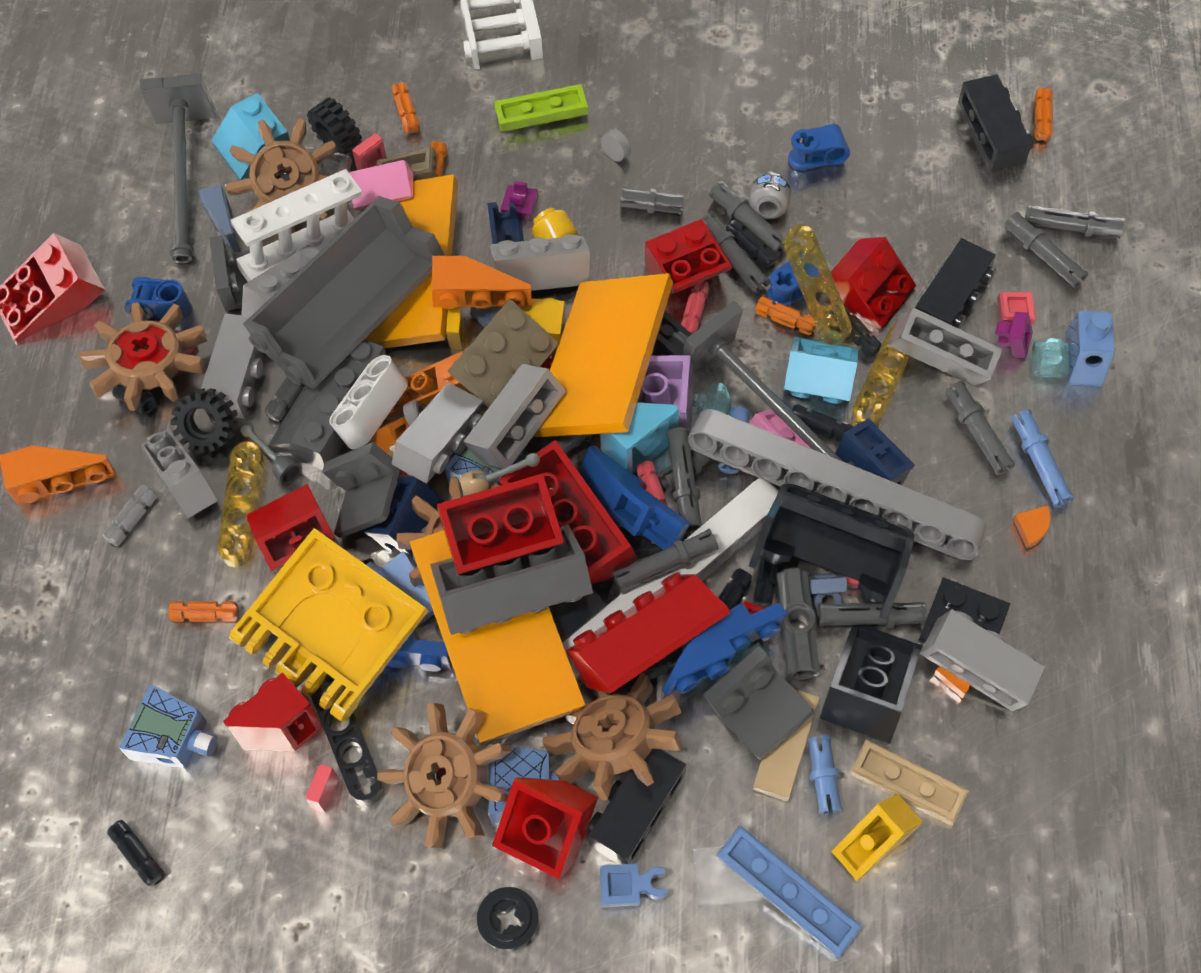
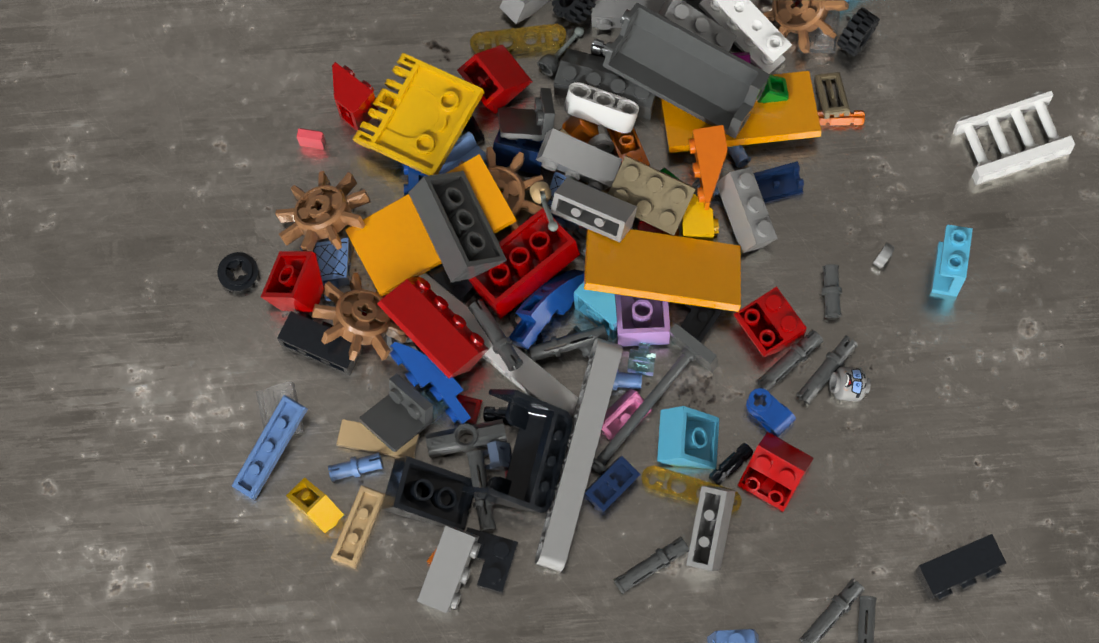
camera: 85 degrees right, 10 degrees up
(135, 852) = (259, 34): black axle -> none
(166, 731) = (341, 32): medium blue torso -> none
(203, 611) = (431, 35): orange axle -> none
(342, 740) = (346, 143): black beam -> none
(369, 152) = (842, 64): coral tile -> none
(386, 180) = (805, 79): bright pink slope -> none
(405, 108) = (898, 84): orange axle -> none
(455, 328) = (683, 160): yellow tile -> none
(500, 524) = (490, 209): red slope -> none
(523, 198) = (816, 189): magenta tile -> none
(541, 107) = (914, 190): lime plate -> none
(553, 224) = (787, 218): yellow head -> none
(623, 885) = (266, 343): medium blue plate -> none
(641, 71) = (952, 261): none -> medium azure panel
(647, 473) = (564, 325): coral axle -> none
(695, 306) = (729, 337): coral axle -> none
(734, 590) = (478, 388): black axle -> none
(752, 244) = (803, 375): black axle -> none
(785, 315) = (736, 409): orange axle -> none
(820, 145) = (910, 423): blue piece -> none
(822, 283) = (755, 422): clear yellow beam -> none
(822, 423) = (640, 443): black axle -> none
(958, 283) = (778, 539): black brick -> none
(1015, 302) = (772, 593): coral tile -> none
(1016, 334) = (740, 591): magenta tile -> none
(1033, 525) = (572, 609): orange tile -> none
(1036, 446) = (634, 612): medium blue pin -> none
(1043, 114) = (981, 611): orange axle -> none
(1050, 358) = (725, 618): clear light blue tile -> none

